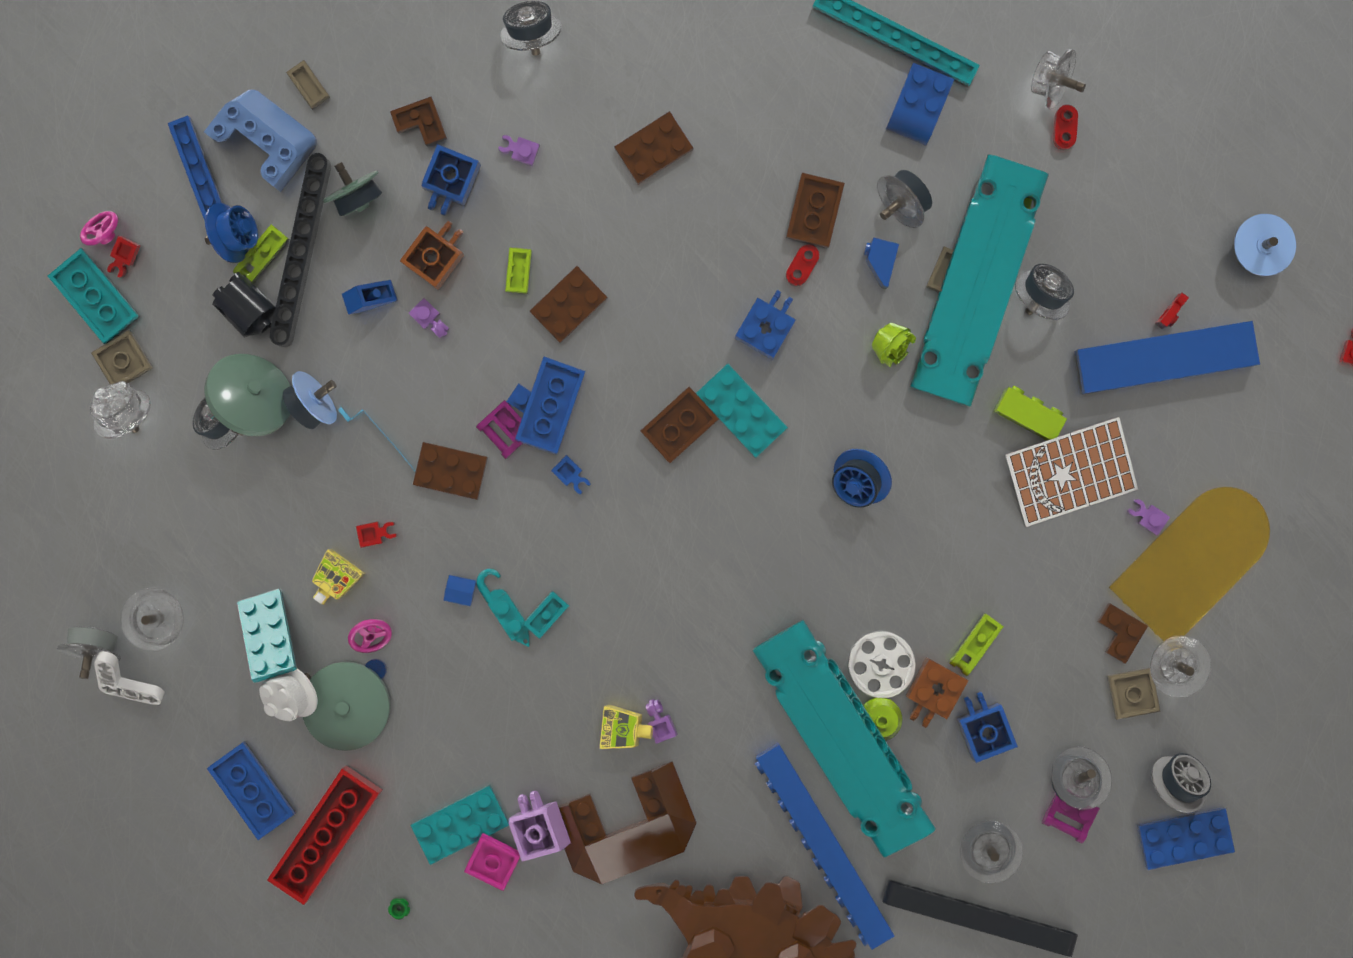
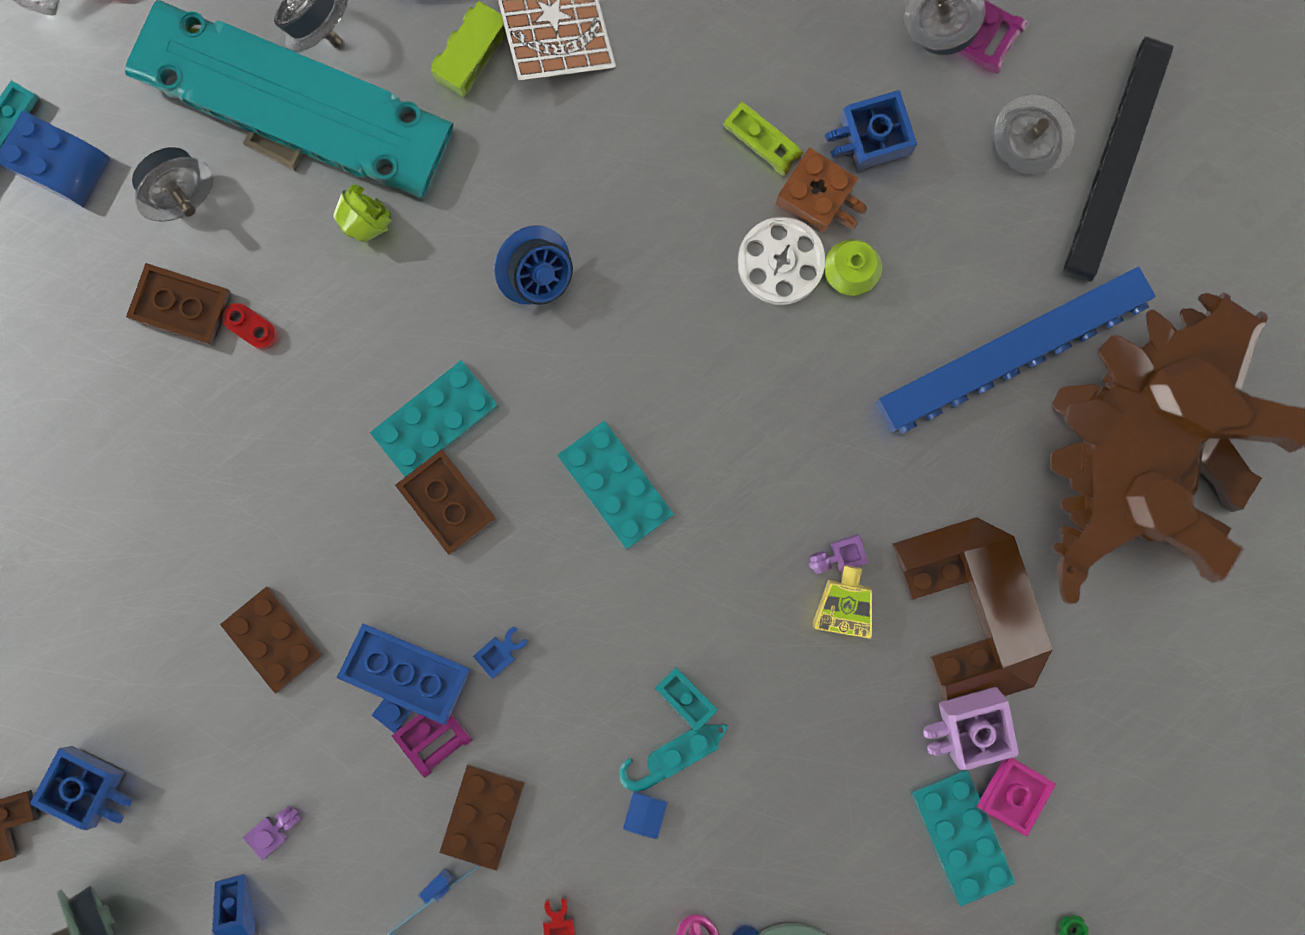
camera: 85 degrees left, 5 degrees down
(398, 444) = (437, 887): none -> blue plate
(431, 243) = (169, 818): dark orange hinge -> none
(518, 270) = (219, 704): lime plate -> none
(523, 151) = (58, 687): medium lavender plate -> none
(653, 147) = (74, 510): reddish brown plate -> none
(701, 550) = (615, 485): none -> teal plate
(778, 322) = (308, 377): blue hinge -> none
(843, 739) = (876, 313): teal panel -> none
(881, 259) = (251, 222): blue slope -> none

